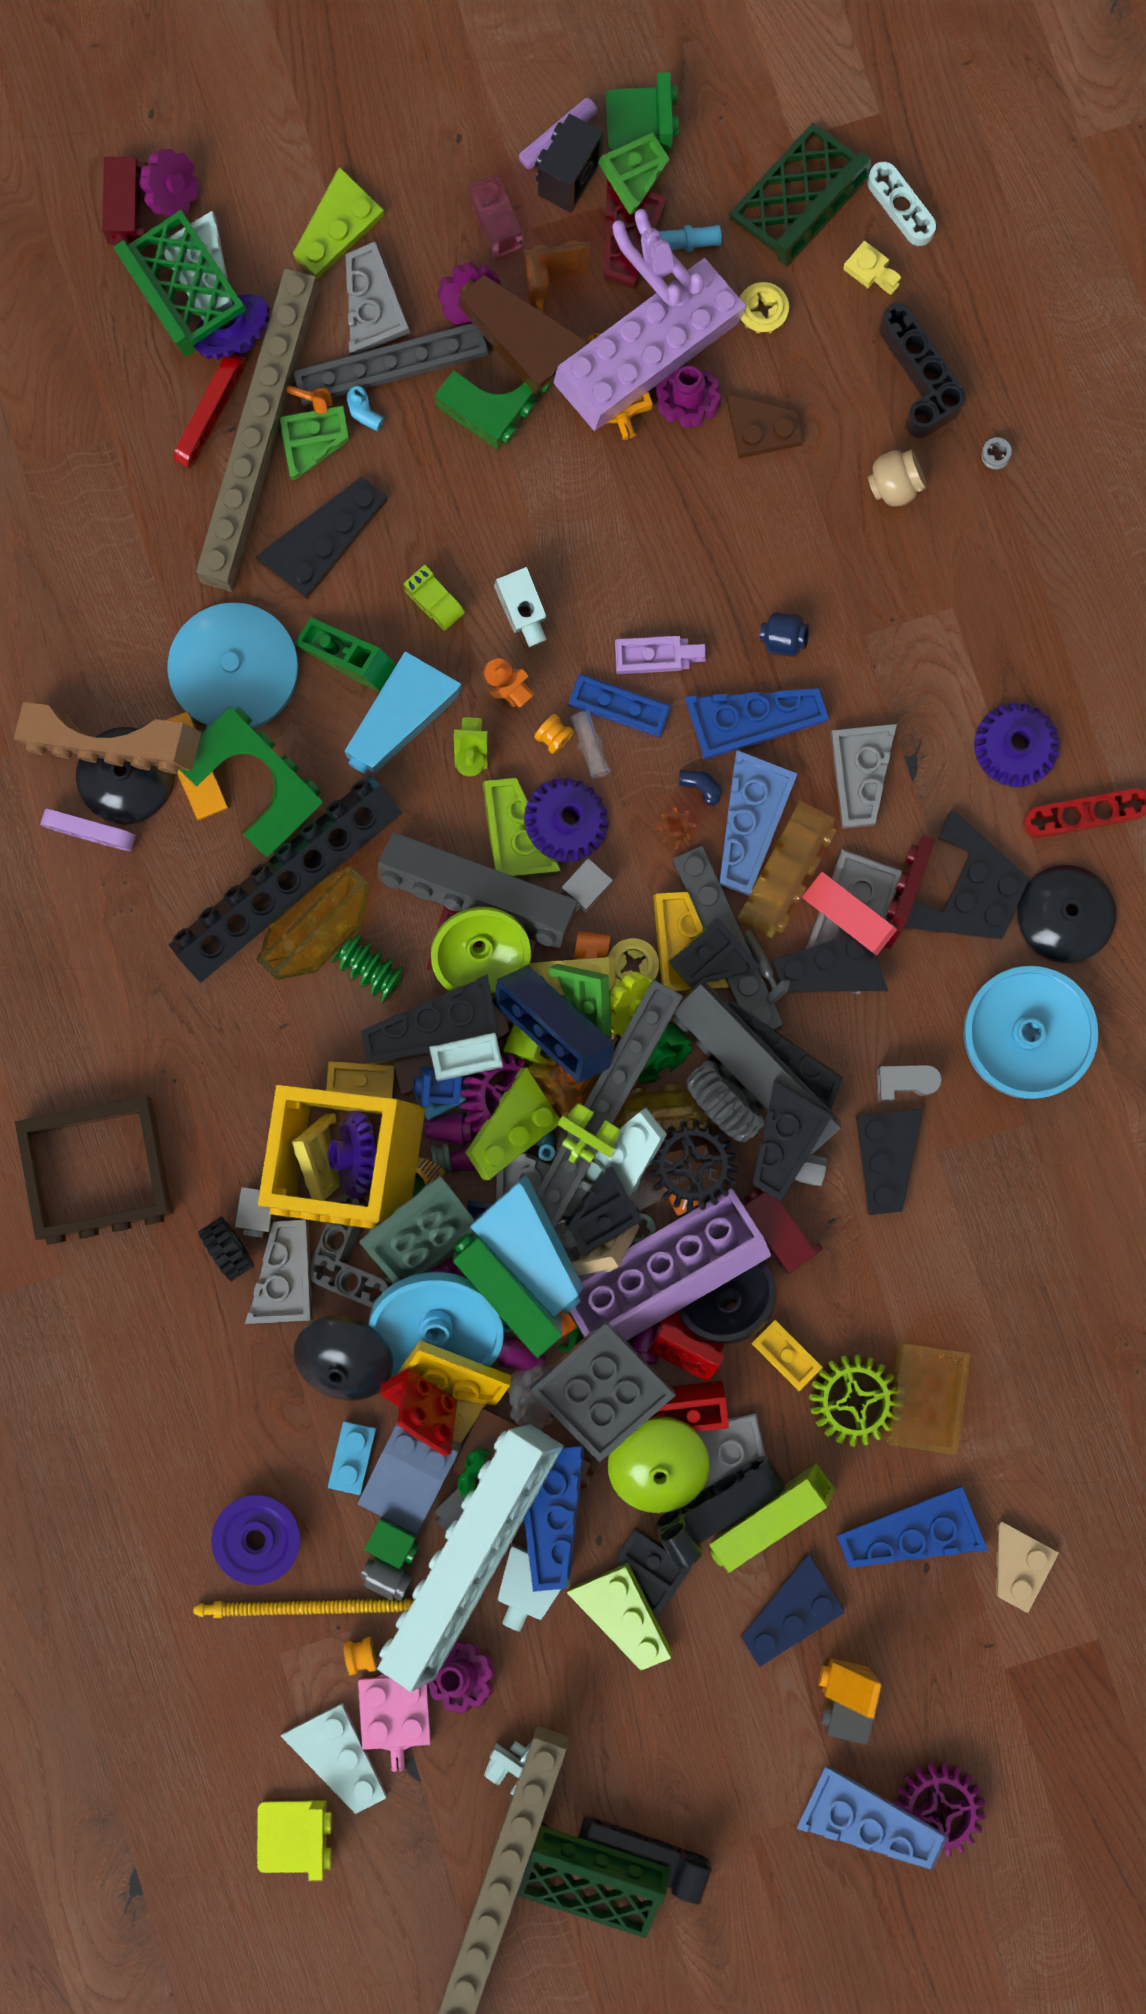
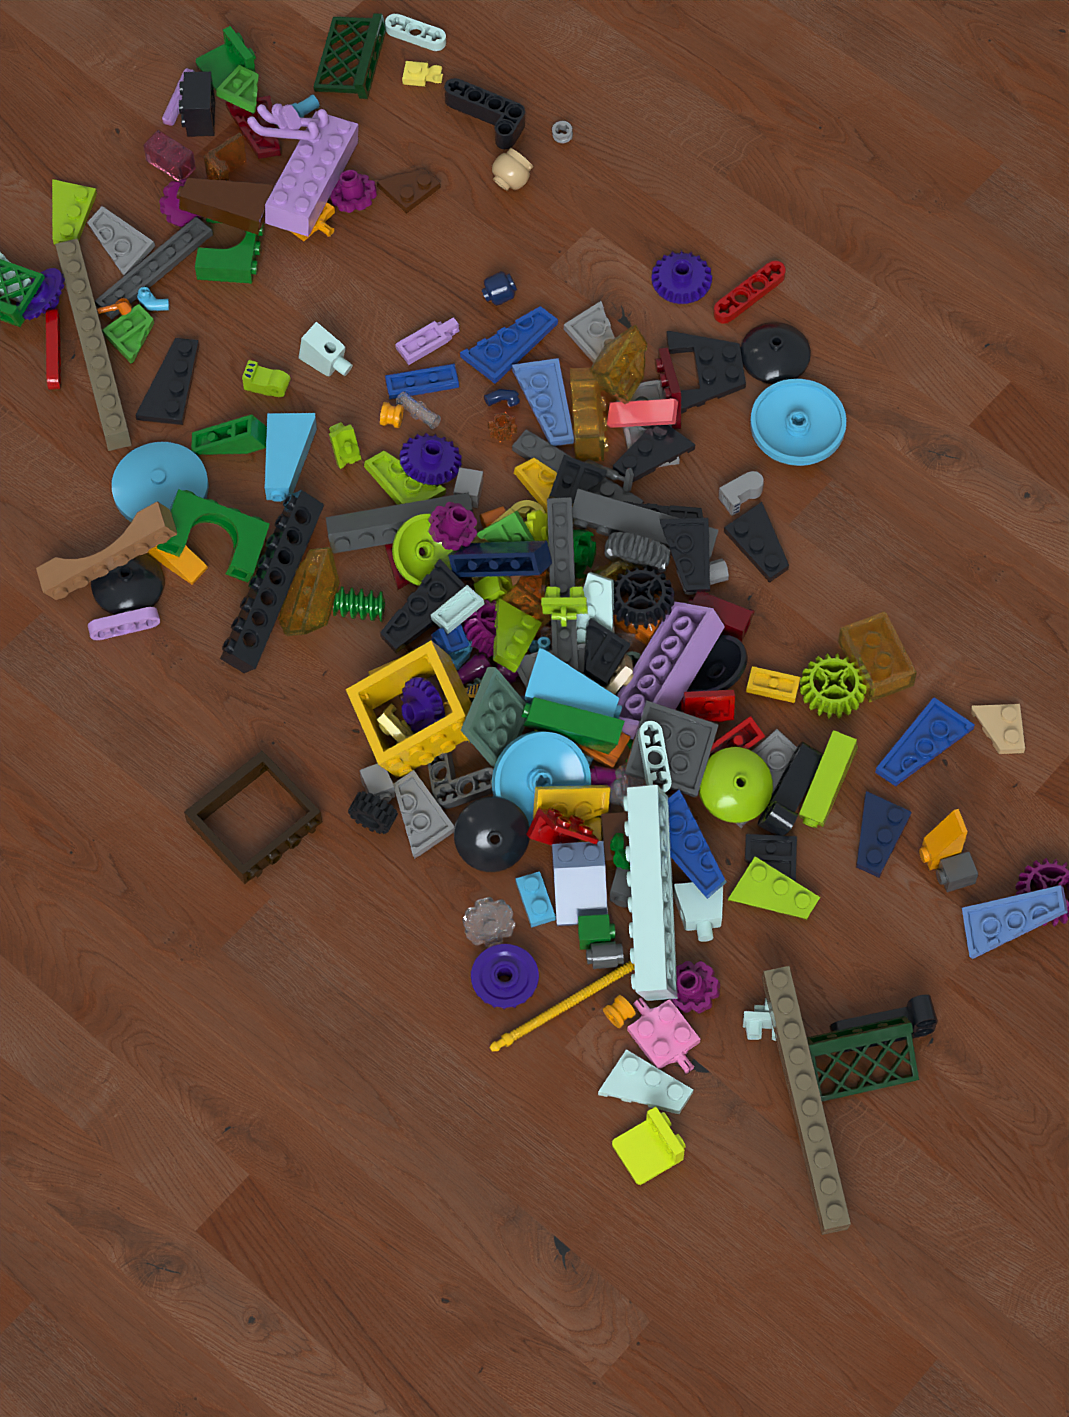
camera: 30 degrees left, 20 degrees down
(277, 1461) = (488, 922): none -> clear plant
(507, 682) = (347, 400): orange hips -> none
(523, 946) = (452, 526): none -> magenta plant
(572, 1423) = (657, 738): none -> light aqua beam
(770, 296) = (368, 118): light yellow gear -> none
(860, 836) = (621, 365): none -> clear yellow wedge

